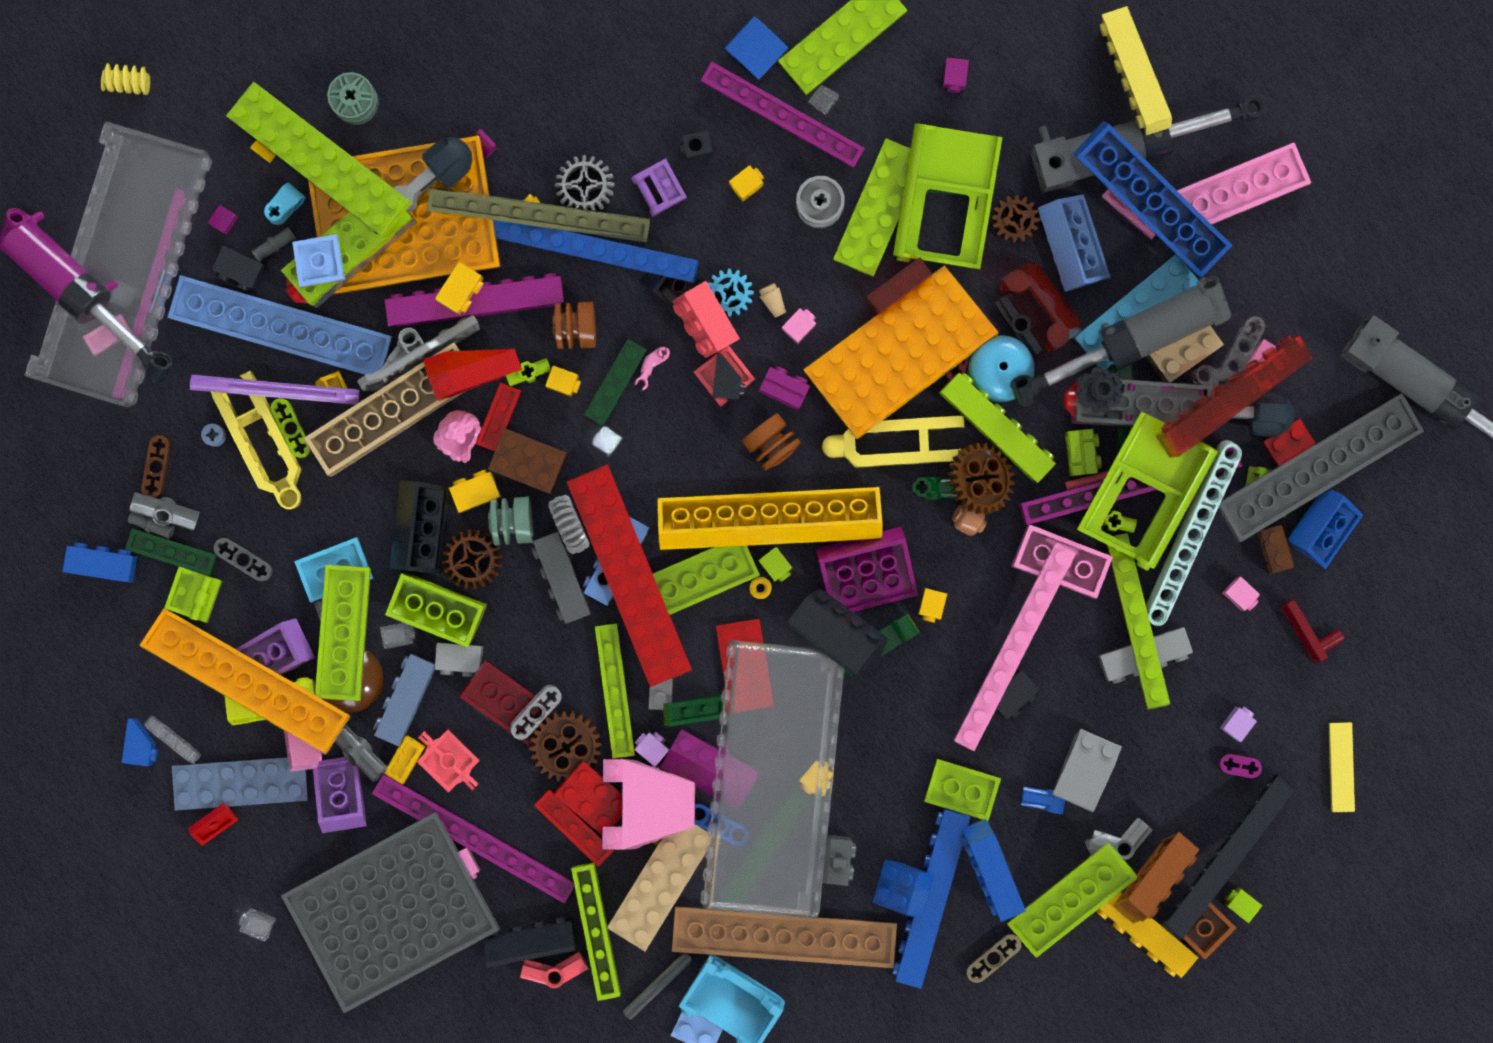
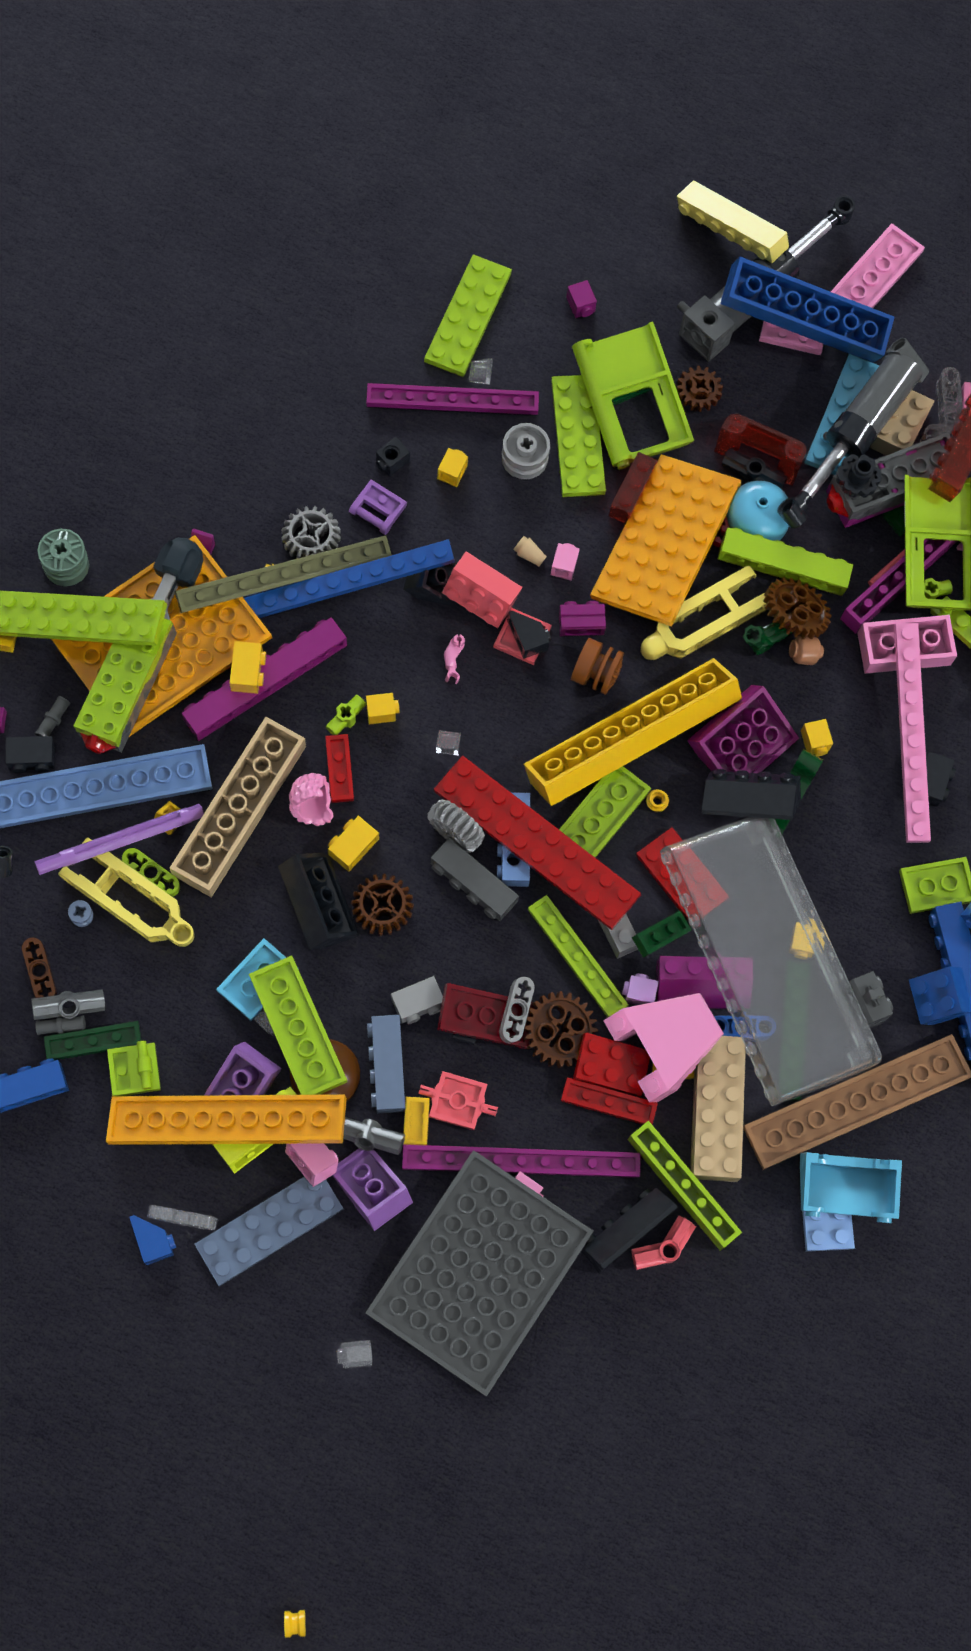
camera: 35 degrees left, 15 degrees down
(213, 824) = (263, 1279): red plate -> none
(232, 546) = (184, 1008): dark grey beam -> none
(285, 202) = (45, 676): medium azure piece -> none
(318, 260) = (106, 696): light blue plate -> none
(397, 635) = (348, 1008): clear brick -> none
(409, 356) = (229, 750): light grey piece -> none
(436, 609) = (373, 963): lime slope -> none
(464, 370) = (287, 736): red wedge -> none
(511, 521) = (398, 850): sand green wheel -> none
(528, 461) = (388, 792): reddish brown brick -> none
(575, 325) = (371, 650): dark orange wheel -> none
(615, 382) = (428, 688): dark green plate -> none
(657, 985) = (768, 1210): dark grey axle -> none
(739, 297) = (496, 556): medium azure gear -> none
(756, 47) = (399, 356): blue slope -> none
(776, 565) = (660, 772): lime brick -> none
(1074, 242) = (758, 384): medium blue slope -> none
(1082, 452) = (868, 548): lime brick -> none

